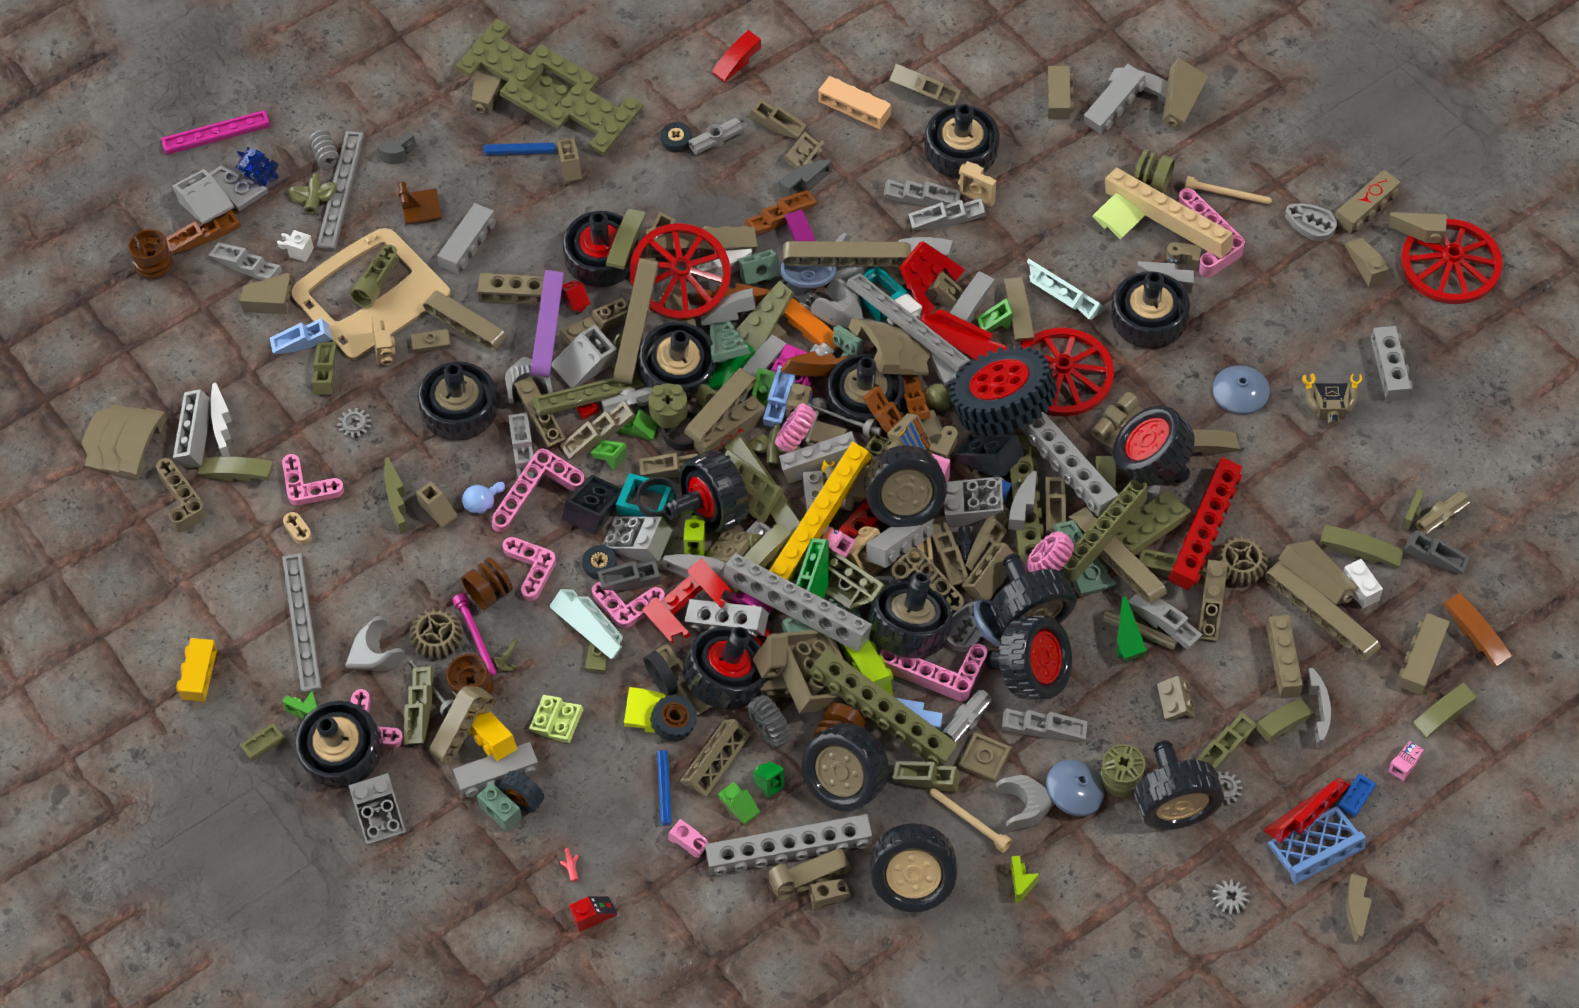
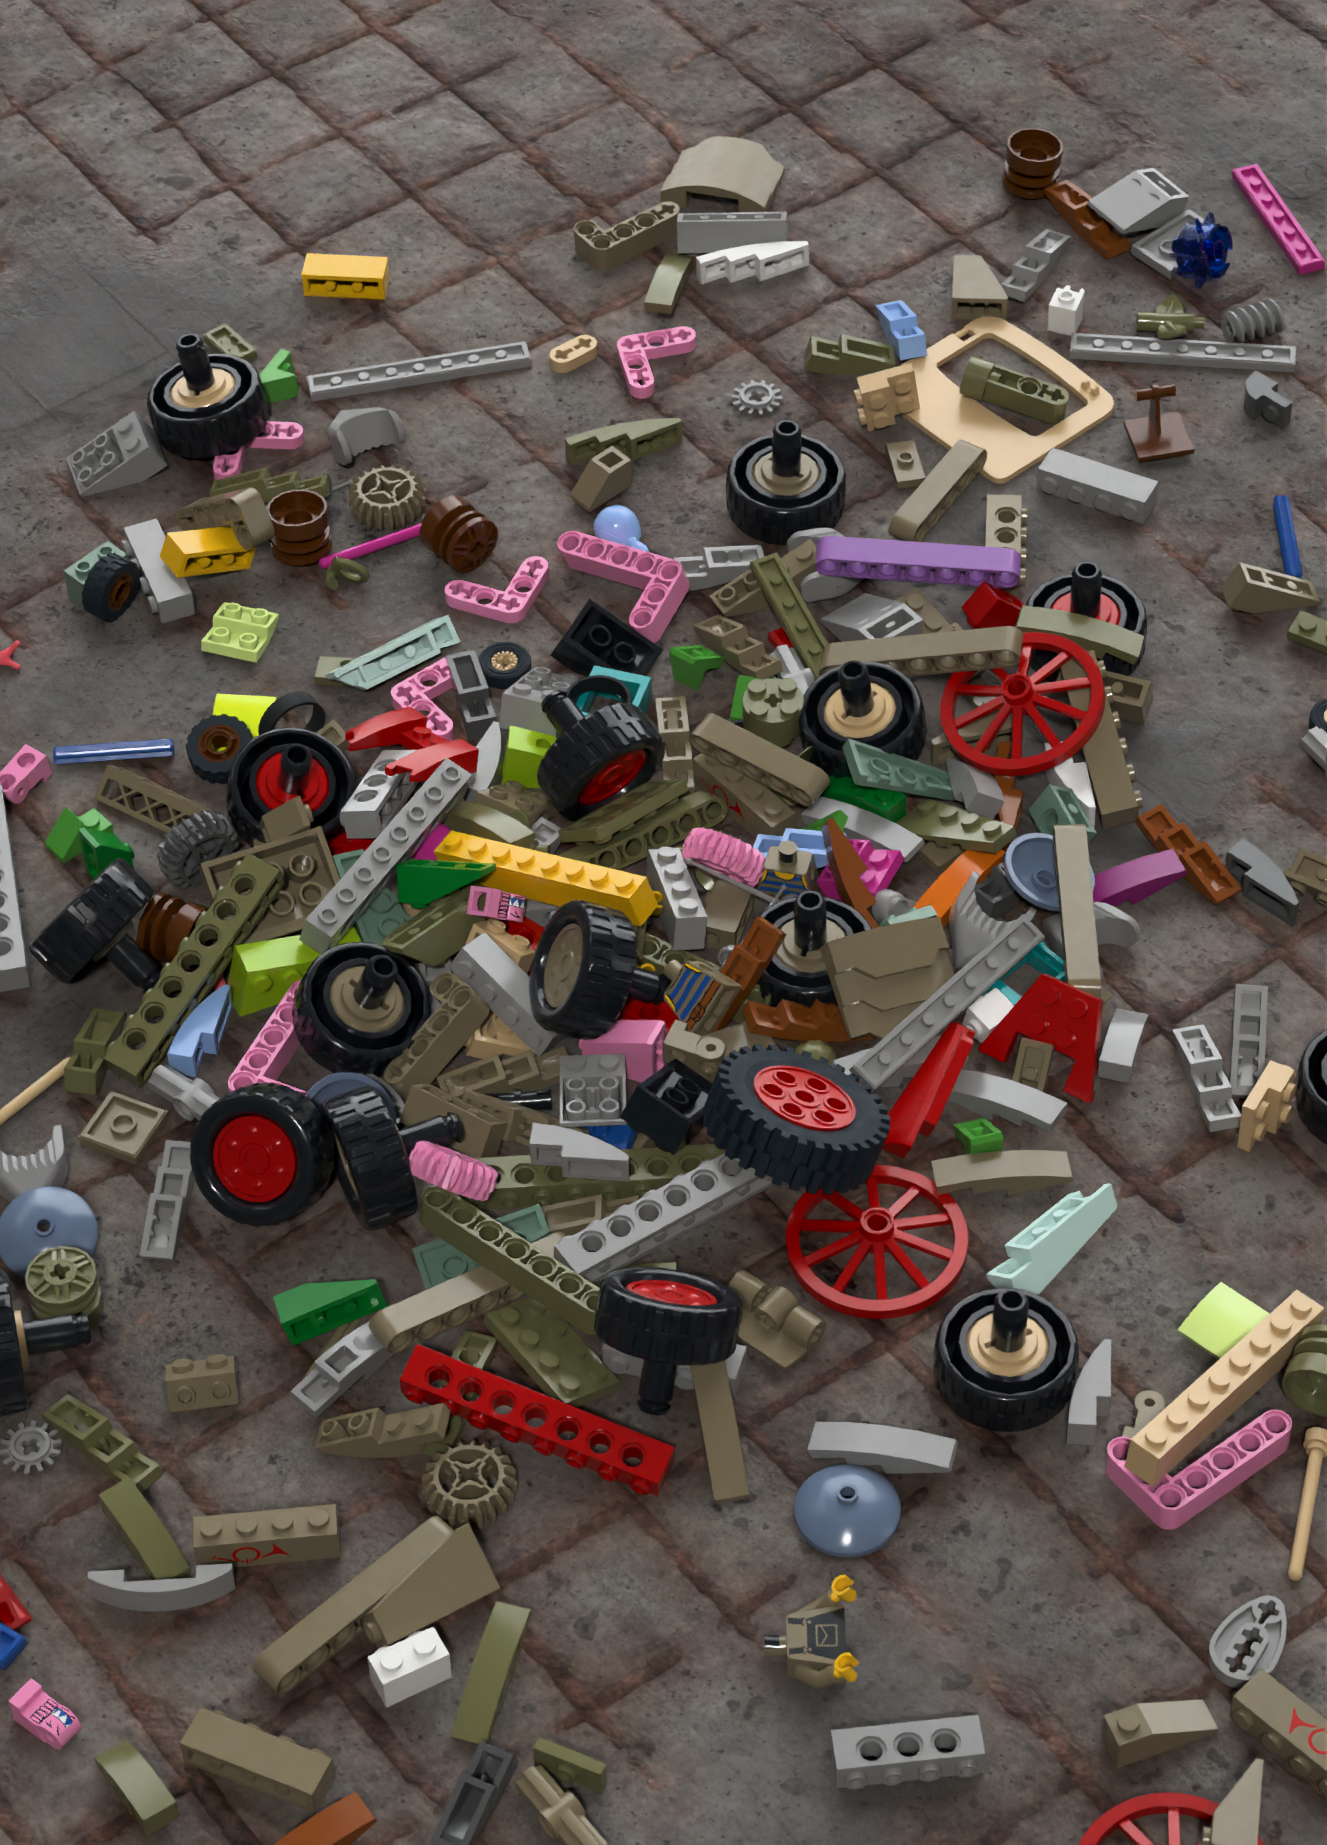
camera: 90 degrees right, 10 degrees down
(1206, 369) = (891, 1447): none -> light grey slope

